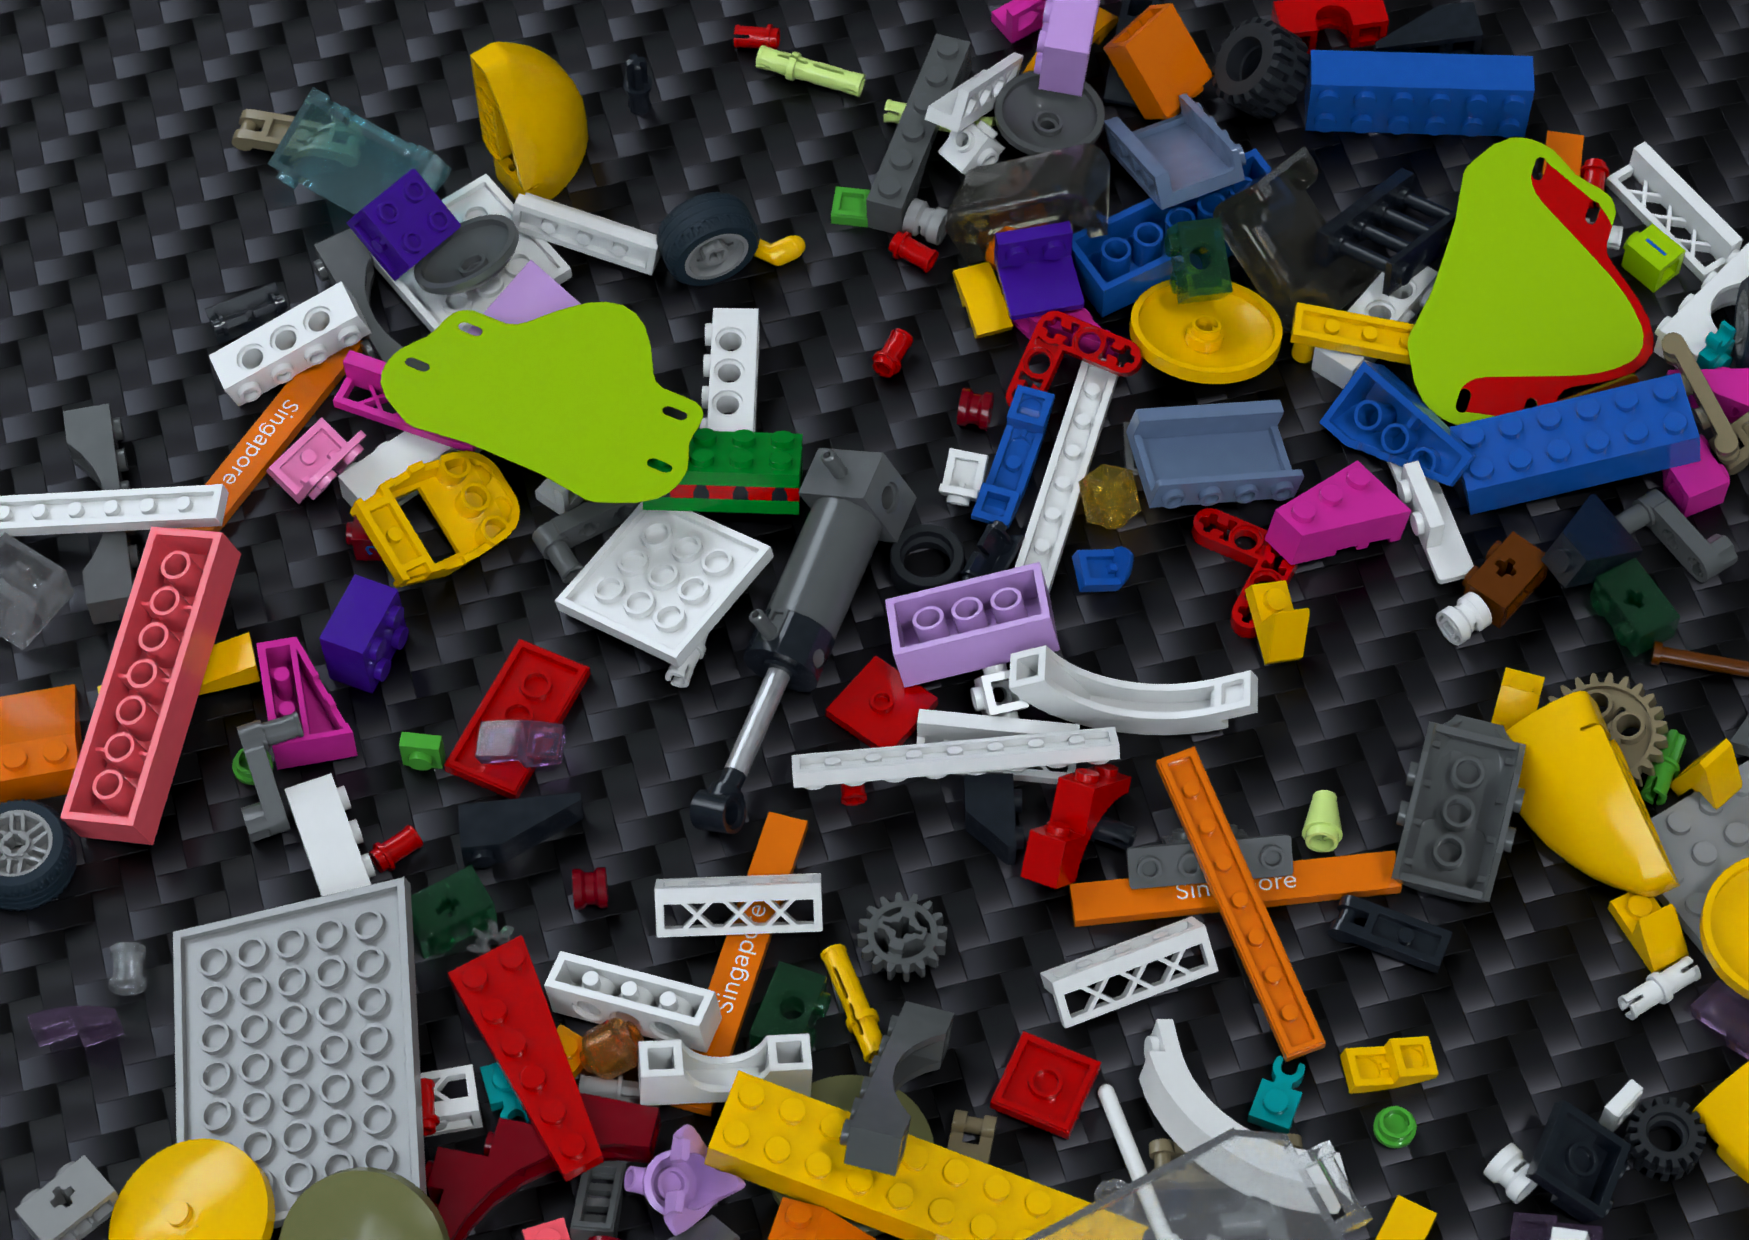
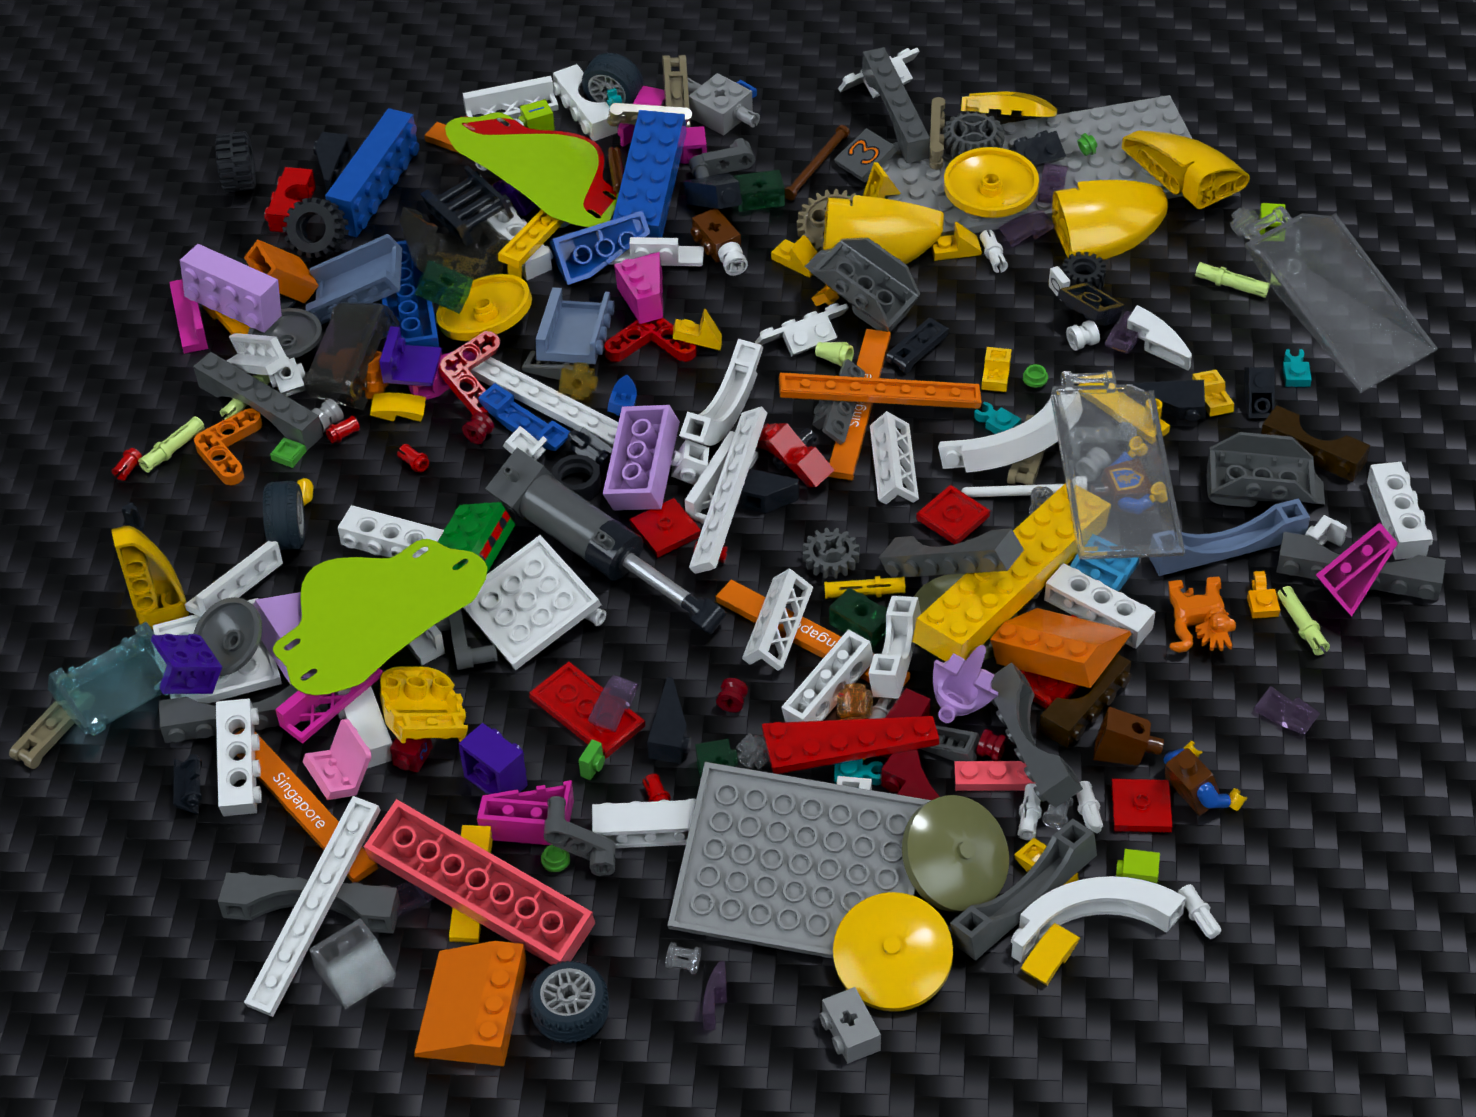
camera: 70 degrees left, 10 degrees down
(836, 121) = (249, 422): none -> orange beam
(1345, 768) = (806, 333): none -> white bracket

